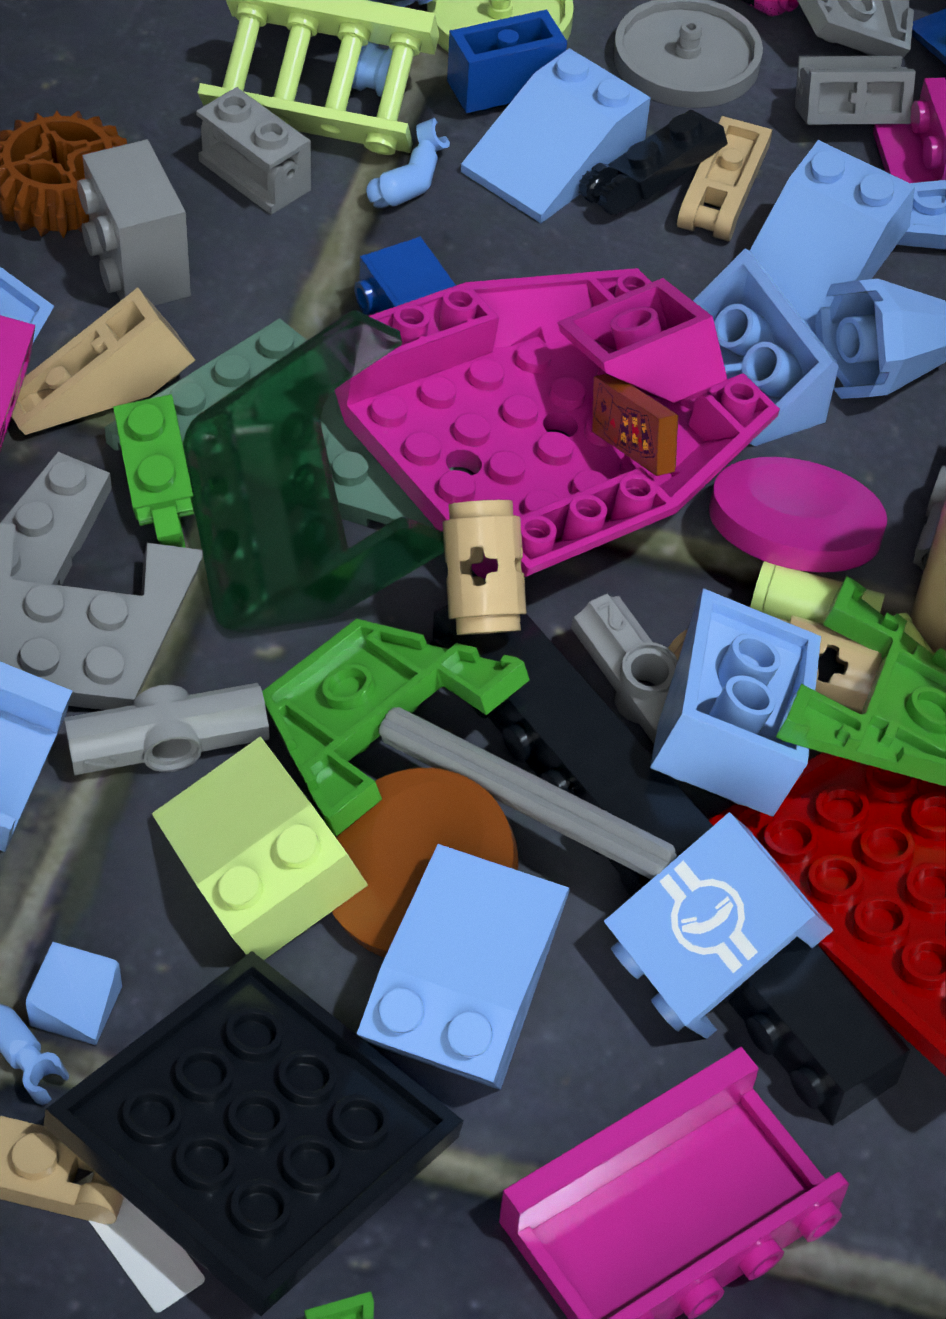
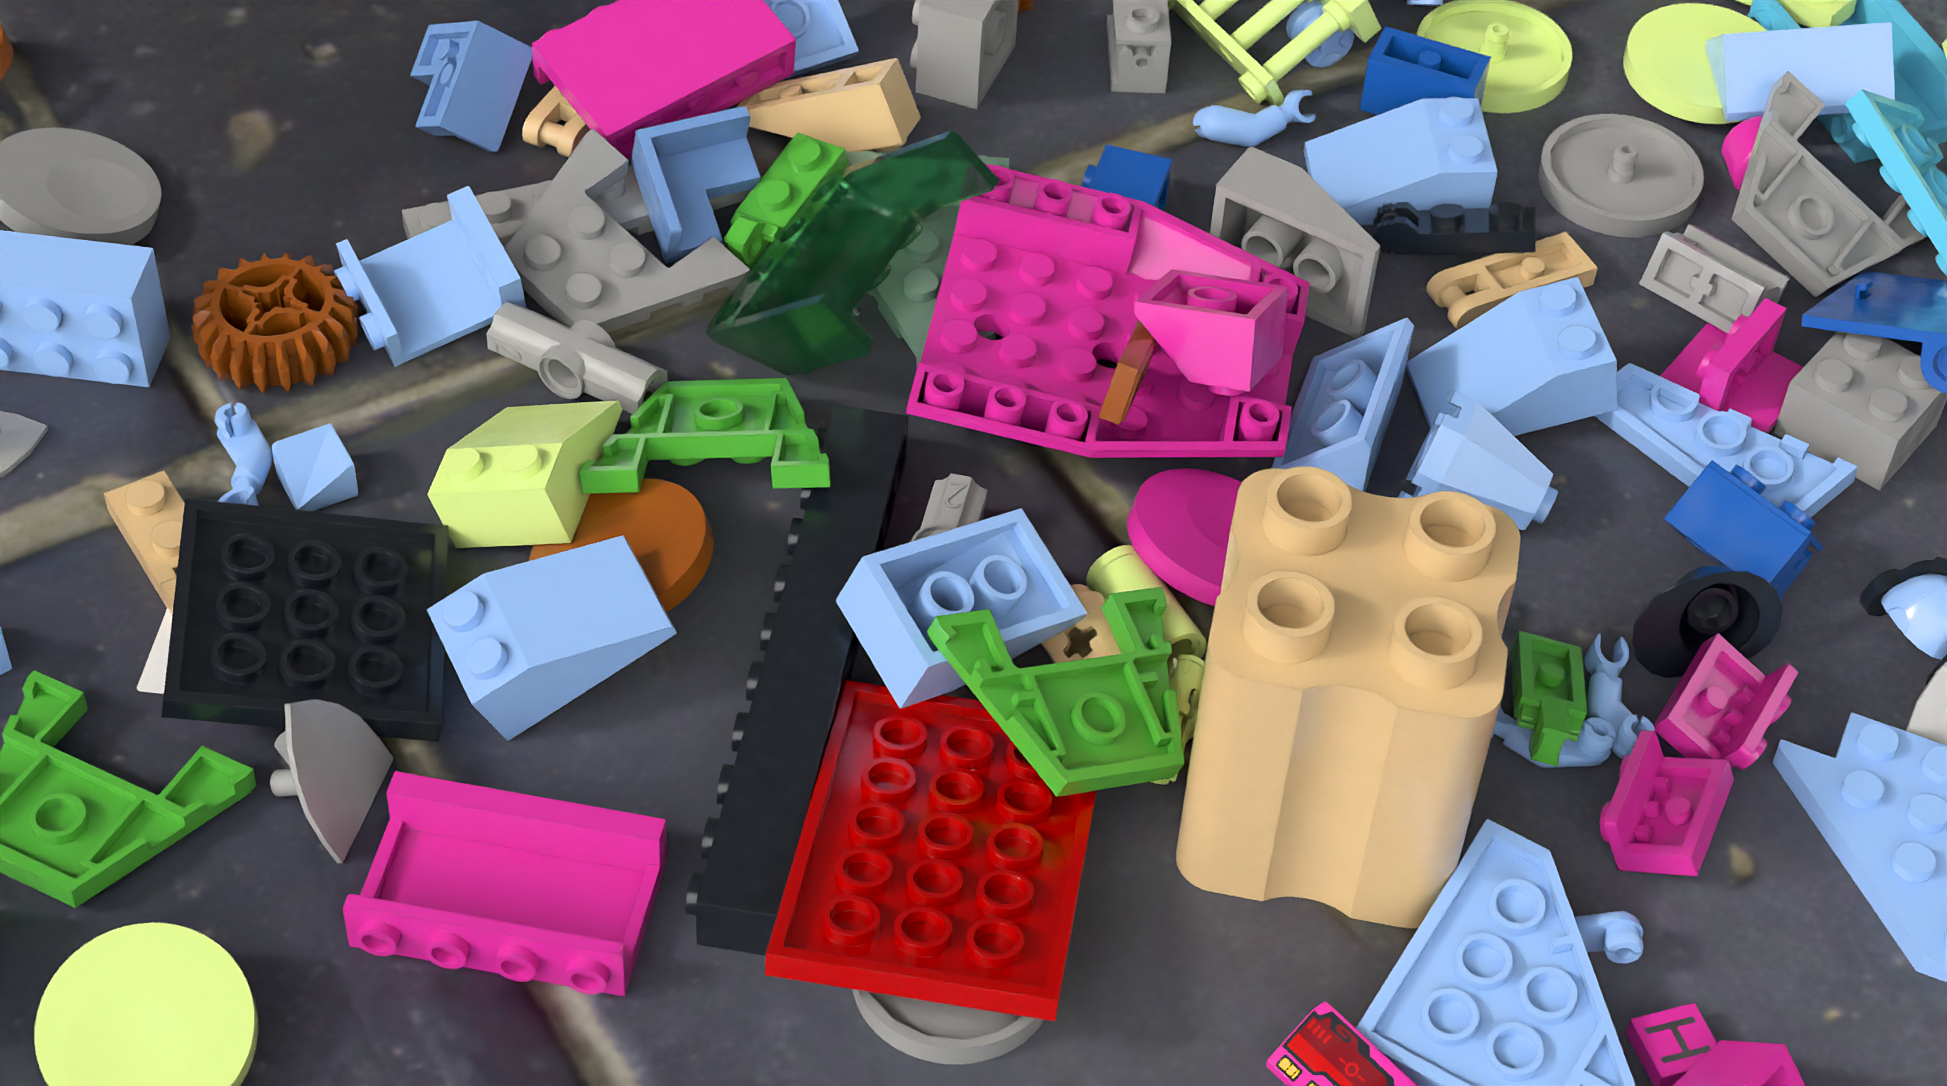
camera: 45 degrees right, 5 degrees down
(66, 515) = (687, 165): none -> medium blue panel
(444, 1240) = (333, 769): none -> light grey shield
(469, 532) = (889, 356): tan piece -> none
(528, 793) = (735, 560): light grey axle -> none
(585, 228) = (1297, 226): none -> light grey slope
(711, 923) = (755, 719): light blue panel -> none

